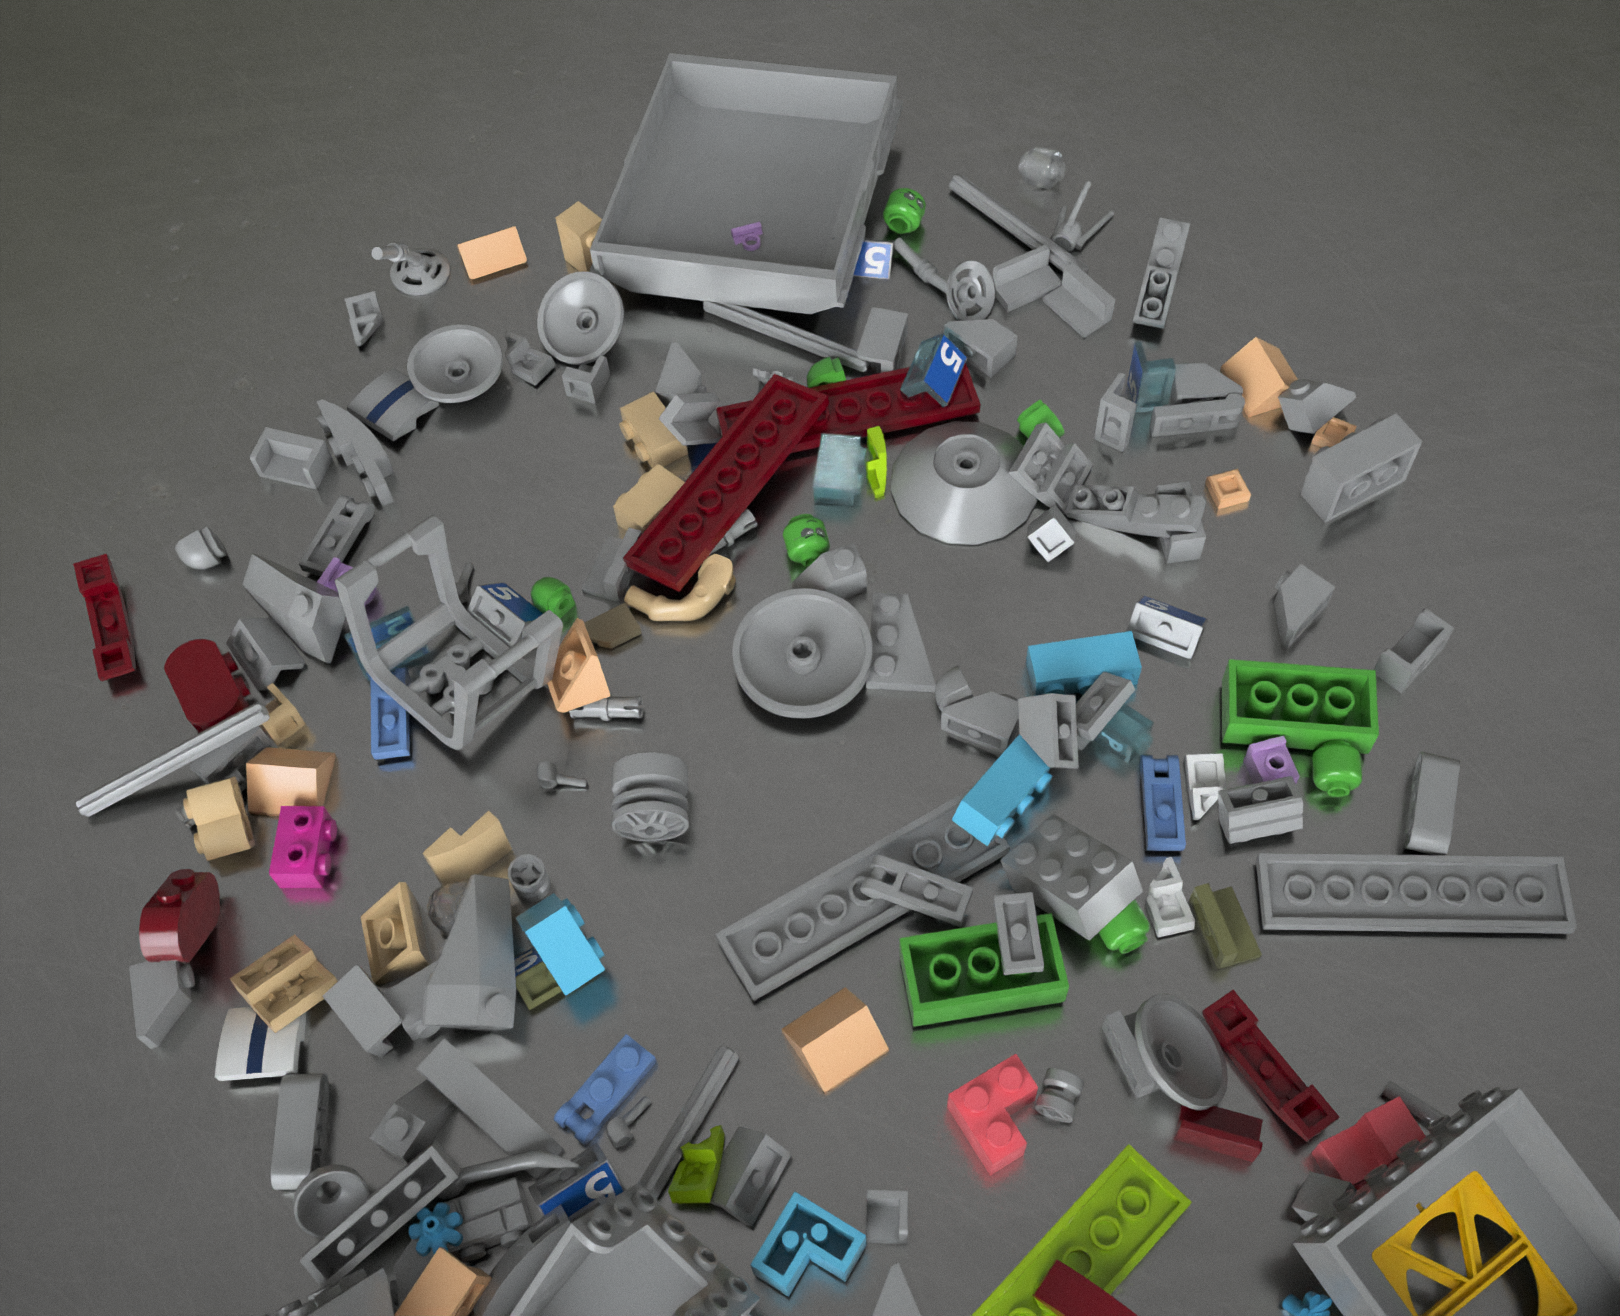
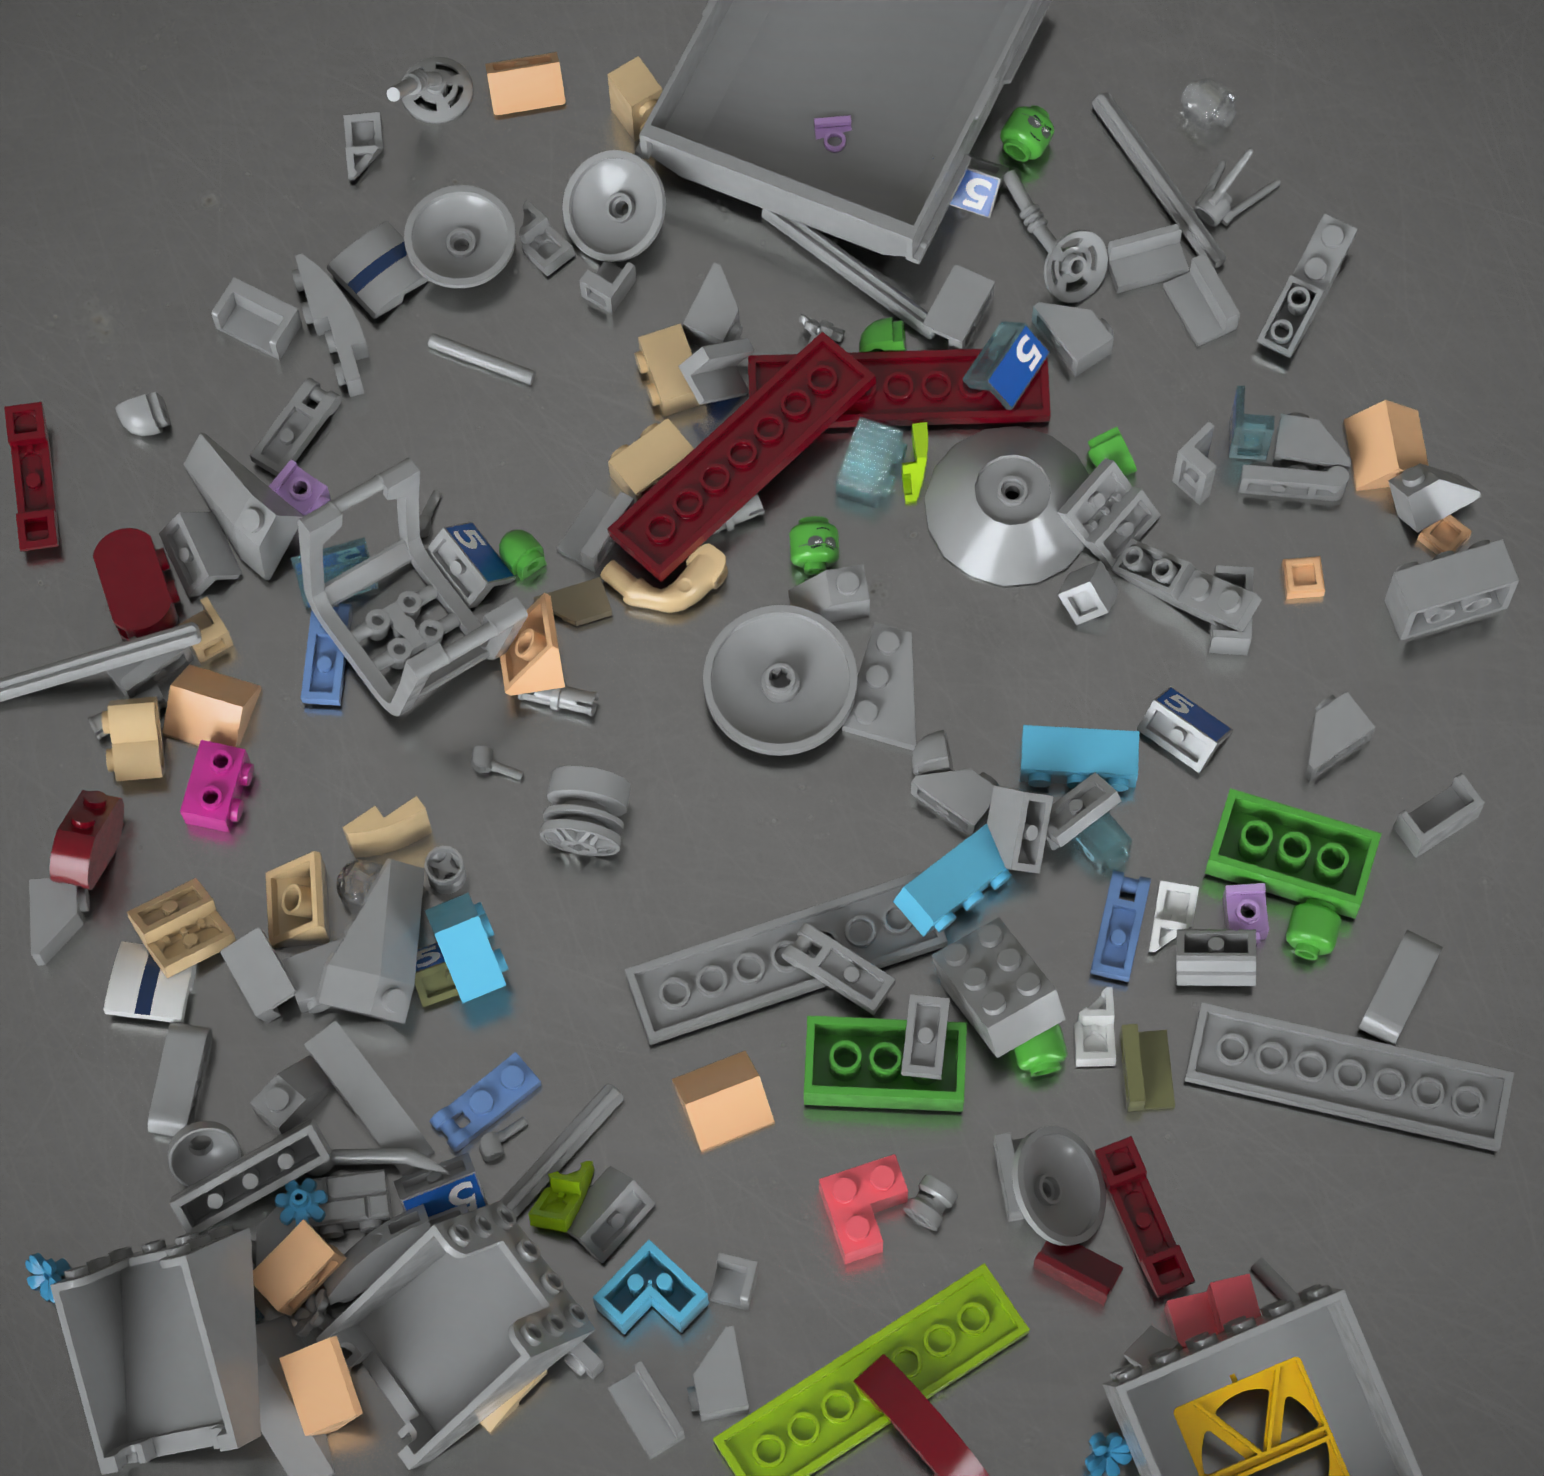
camera: 10 degrees right, 10 degrees up
(490, 455) = (481, 359): none -> light grey bar

